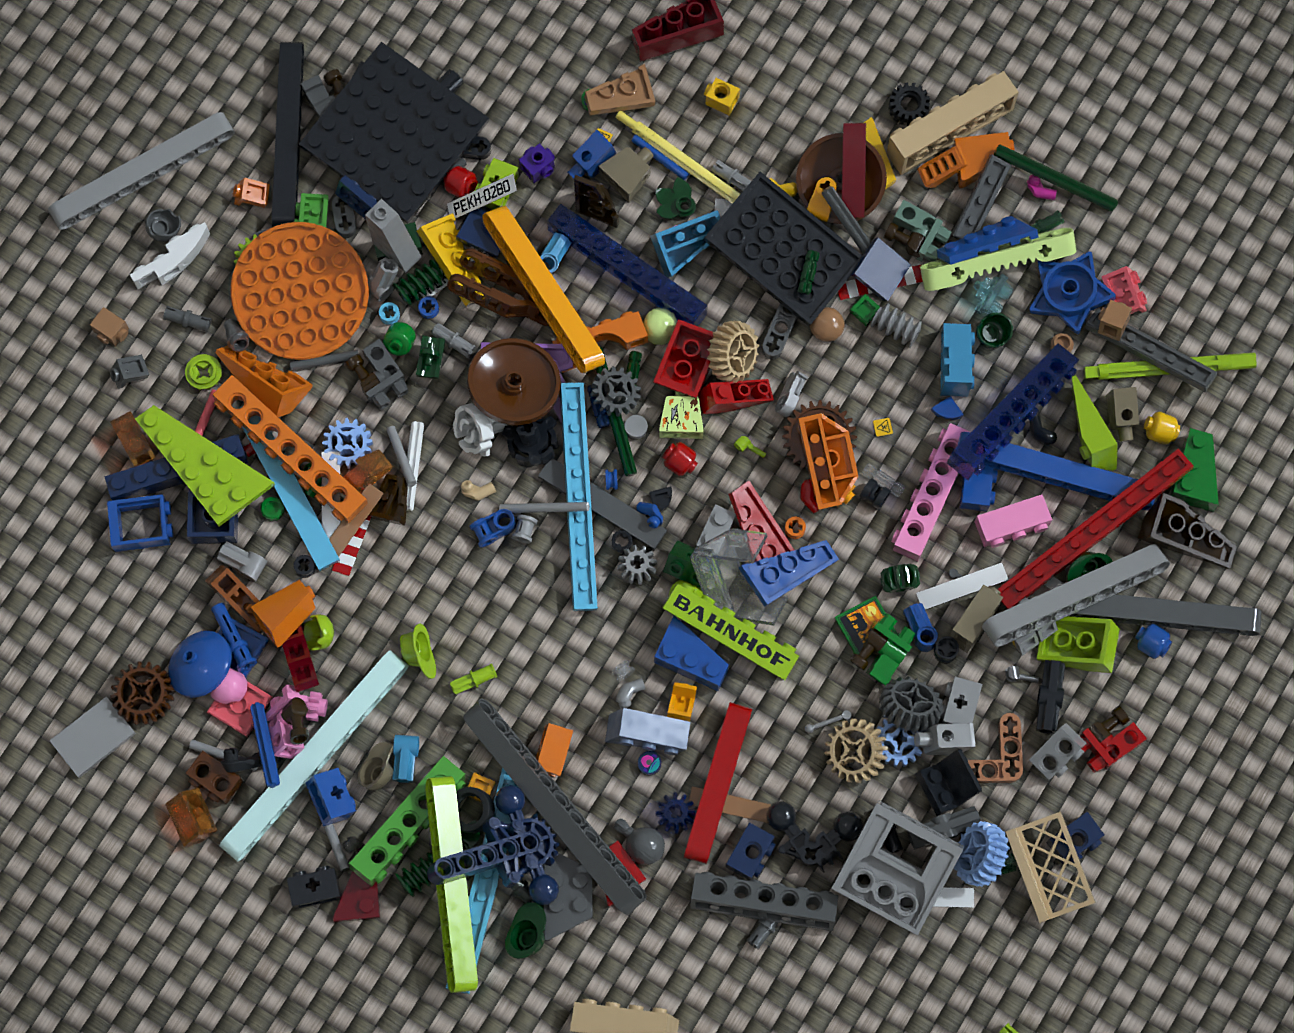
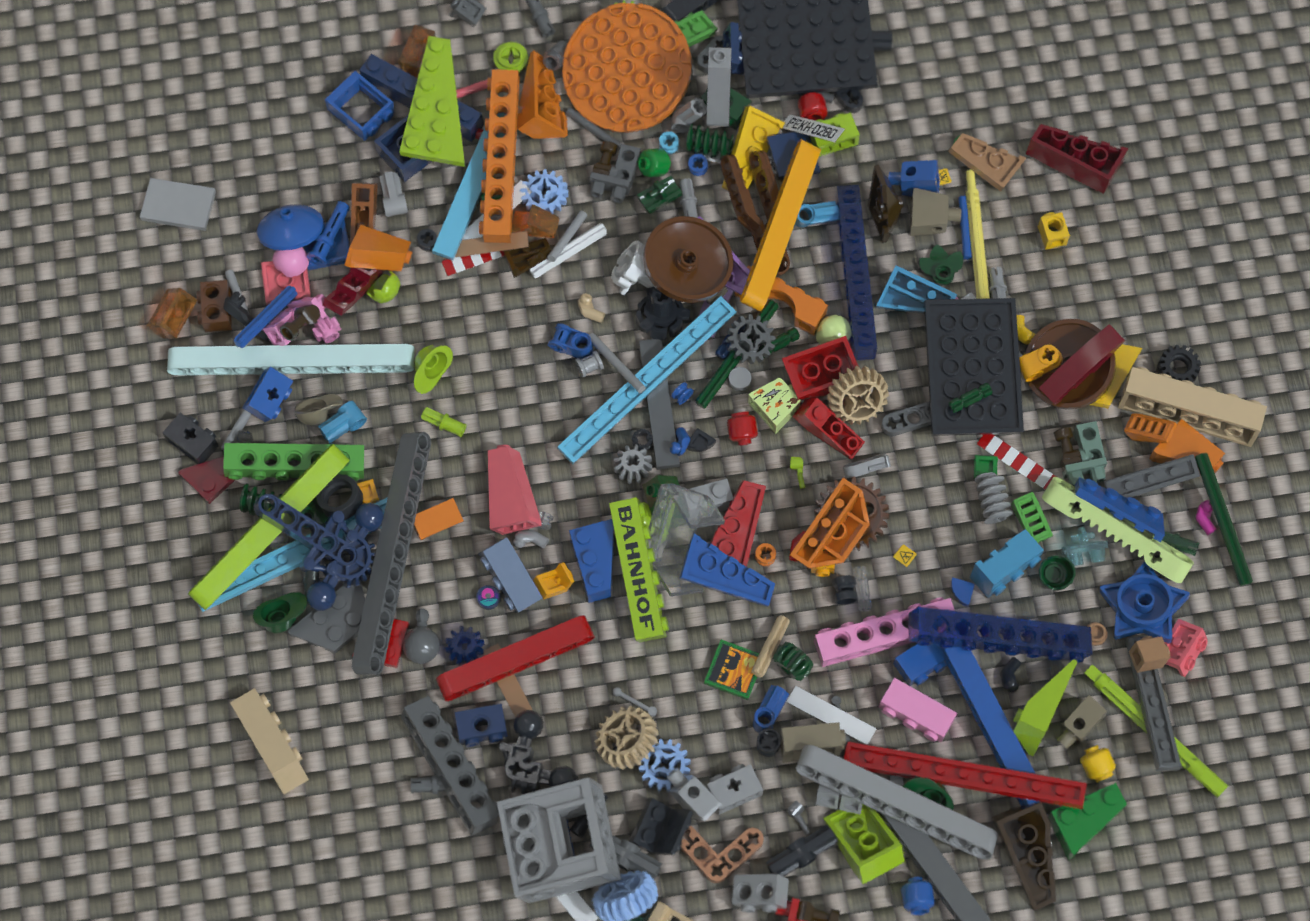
camera: 50 degrees right, 5 degrees down
(148, 686) = (227, 202): reddish brown gear -> none
(272, 508) = (450, 184): green tile -> none
(537, 163) = (877, 146): dark purple brick -> none
(581, 676) = (510, 494): none -> coral slope
(828, 325) = (947, 449): medium nougat hair -> none
(846, 218) = (1038, 398): dark grey axle -> none
(872, 584) = (770, 646): none -> tan axle
(881, 269) = (1026, 451): tile -> none
(891, 649) = (731, 694): green hips -> none
(910, 704) = (698, 748): dark grey gear -> none
(938, 304) = (1034, 507): none -> bright green slope

